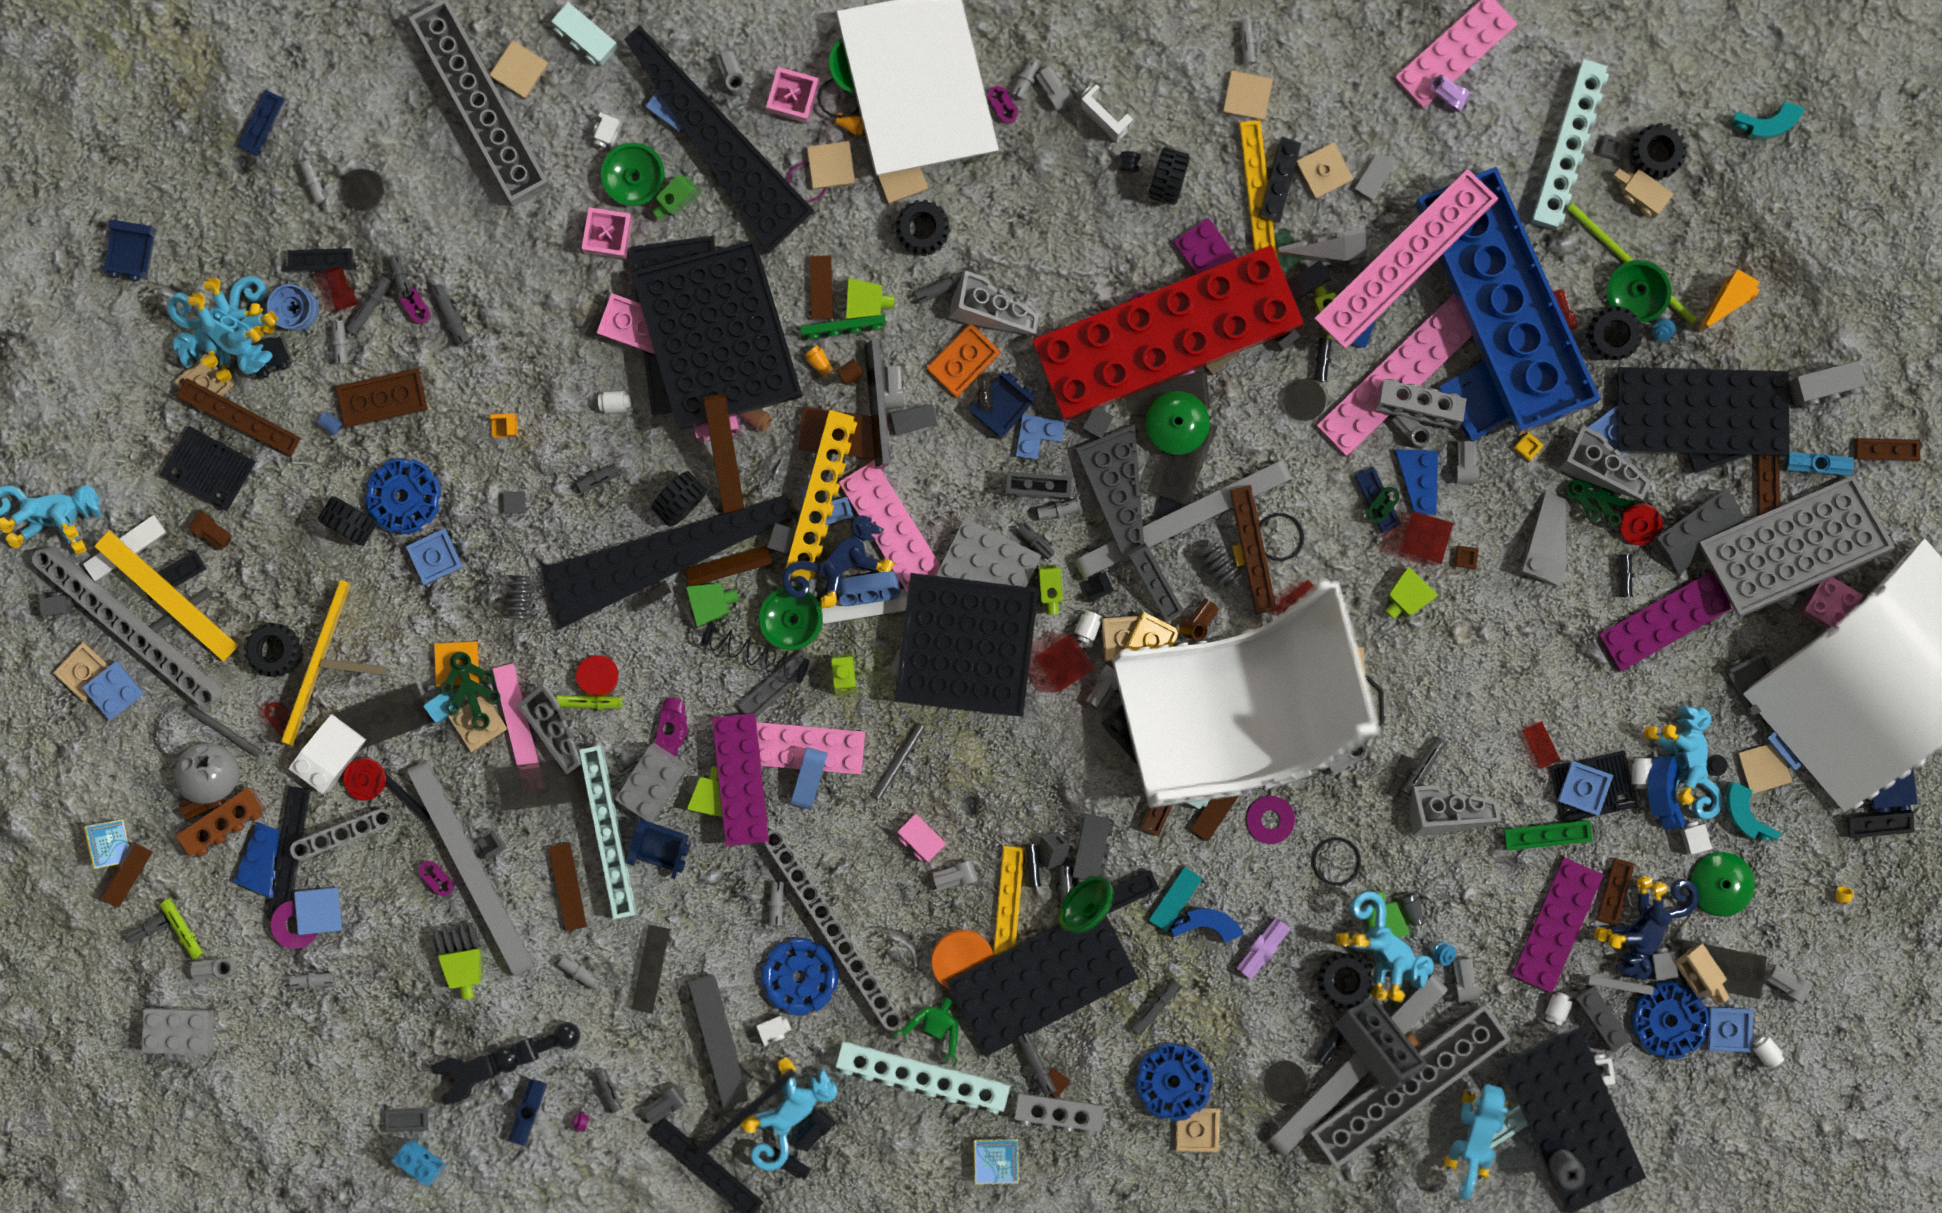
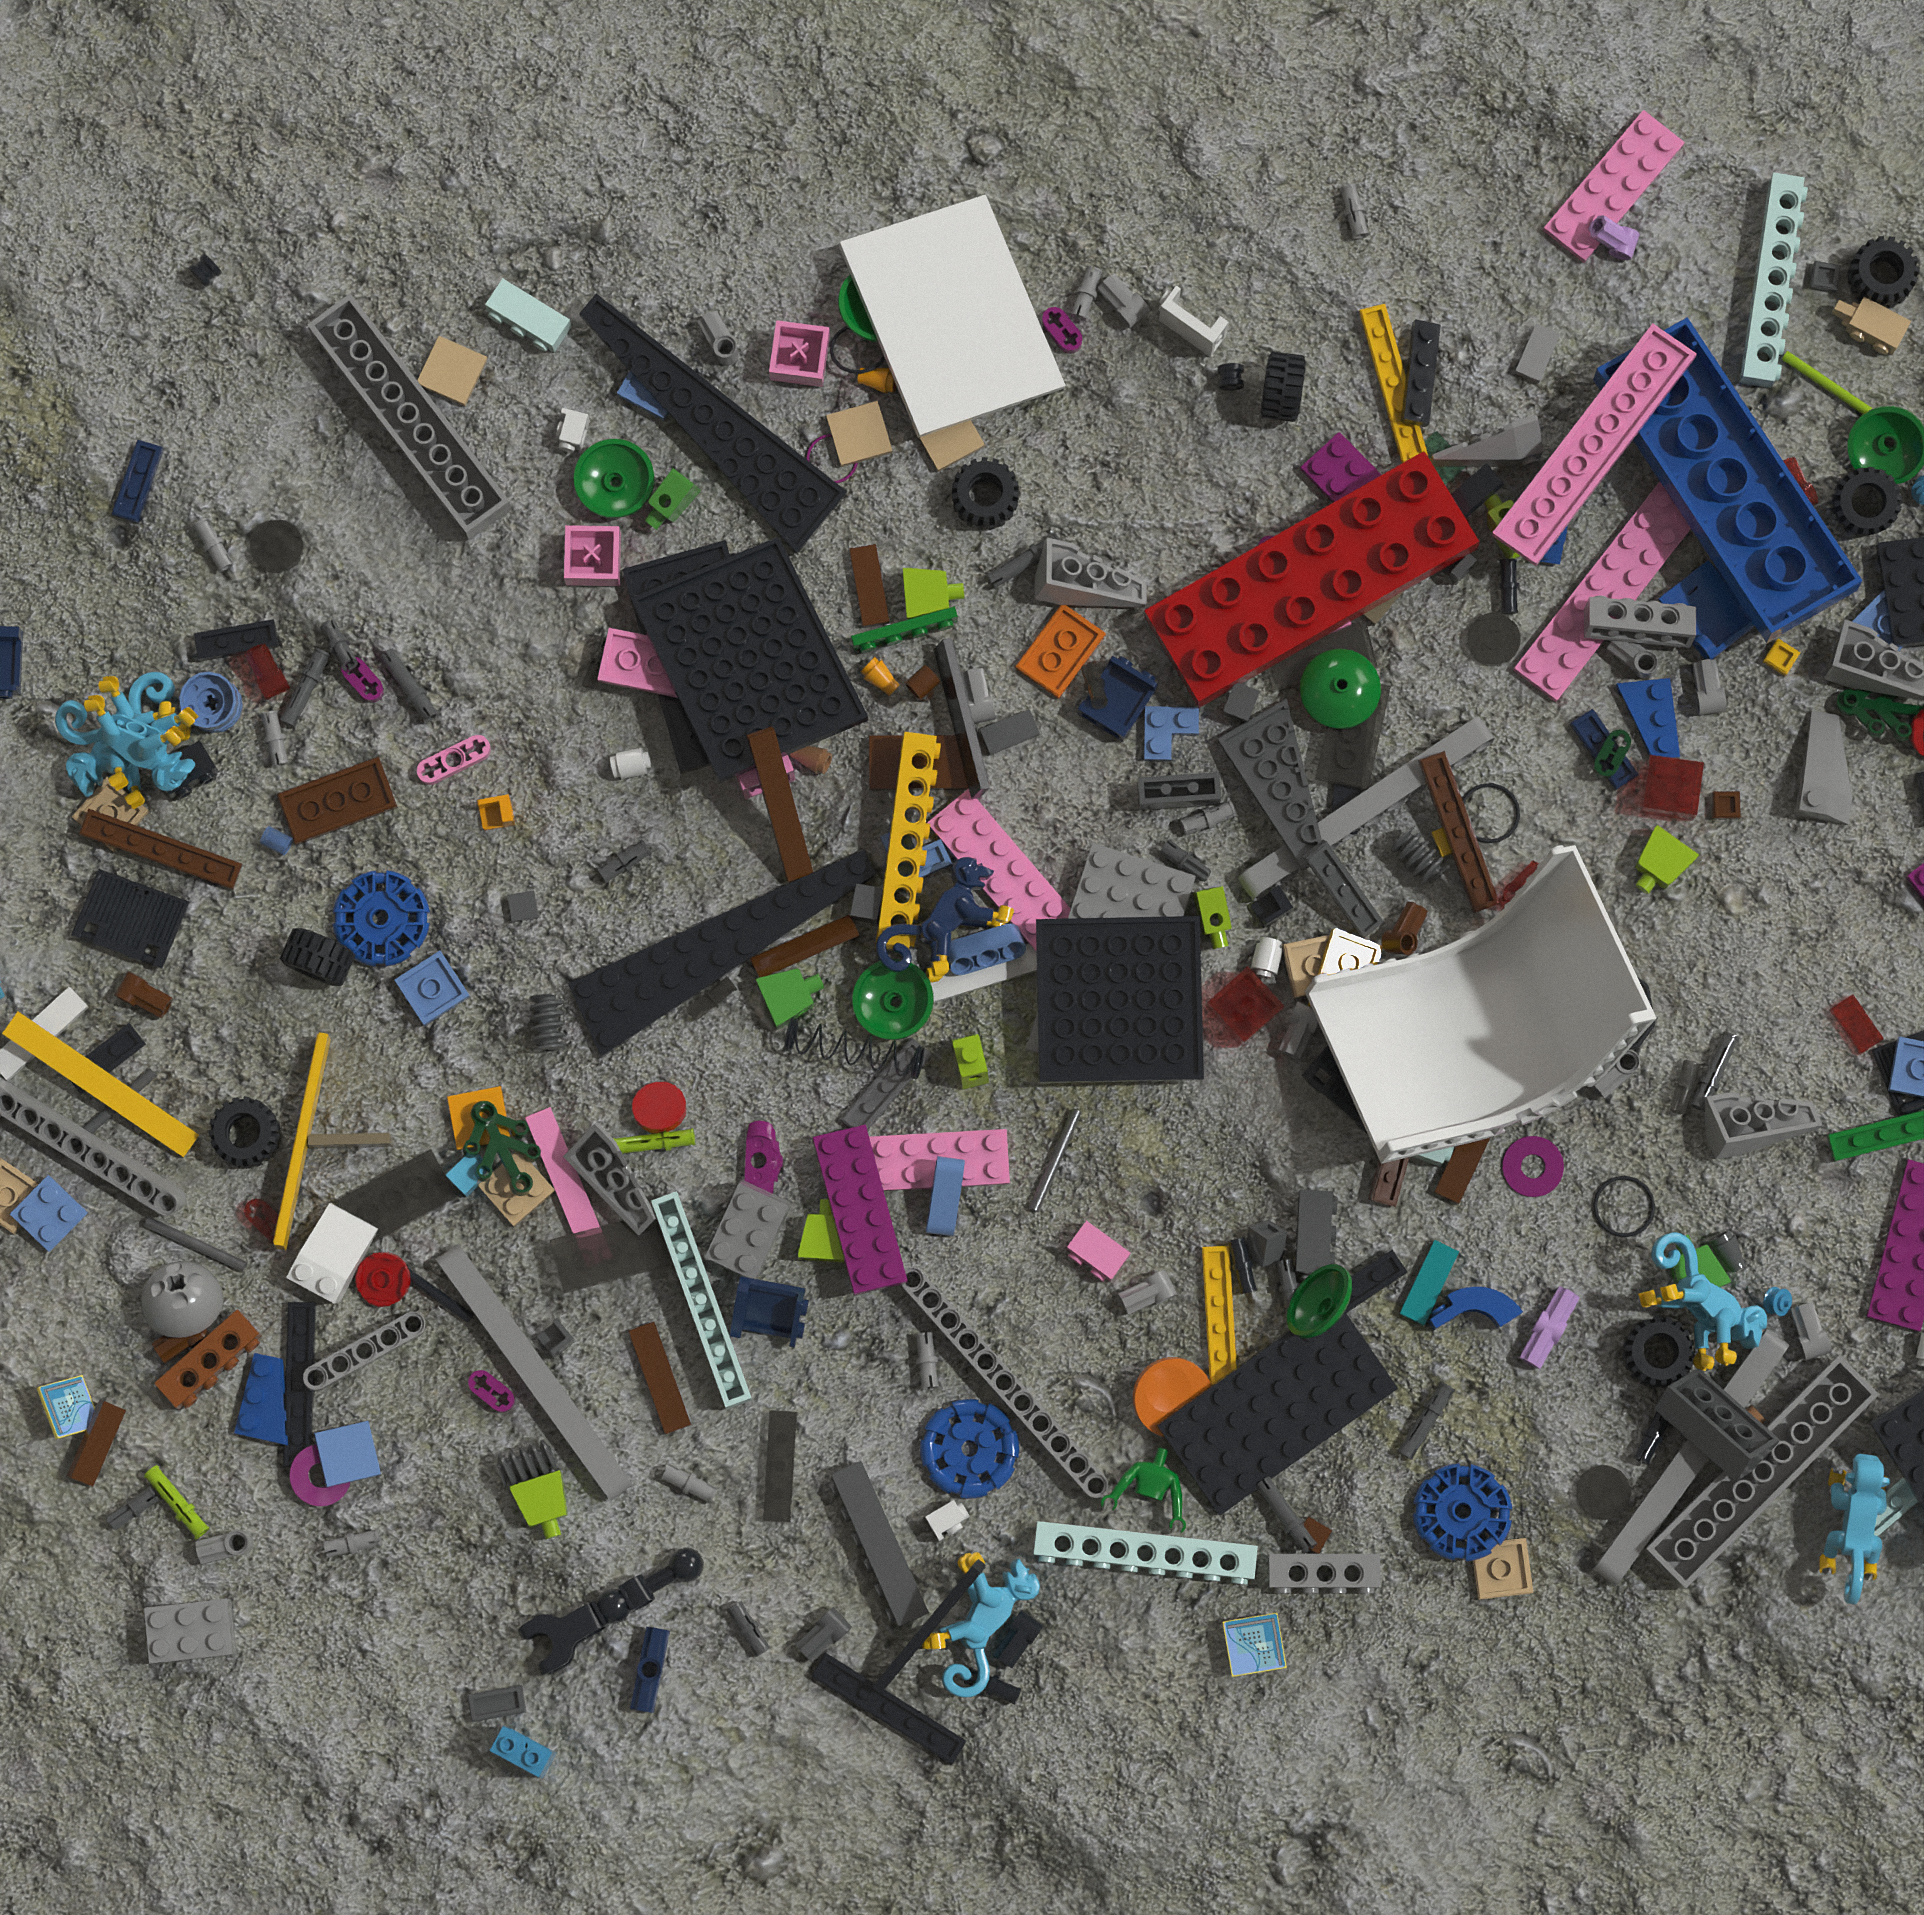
camera: 10 degrees left, 5 degrees down
(490, 369) = (432, 760): none -> bright pink beam
(580, 1122) = (719, 1672): magenta plate -> none
(679, 498) = (730, 870): black tyre -> none
(1248, 95) = (1365, 276): tan tile -> none
(1324, 170) = (1474, 354): tan plate -> none

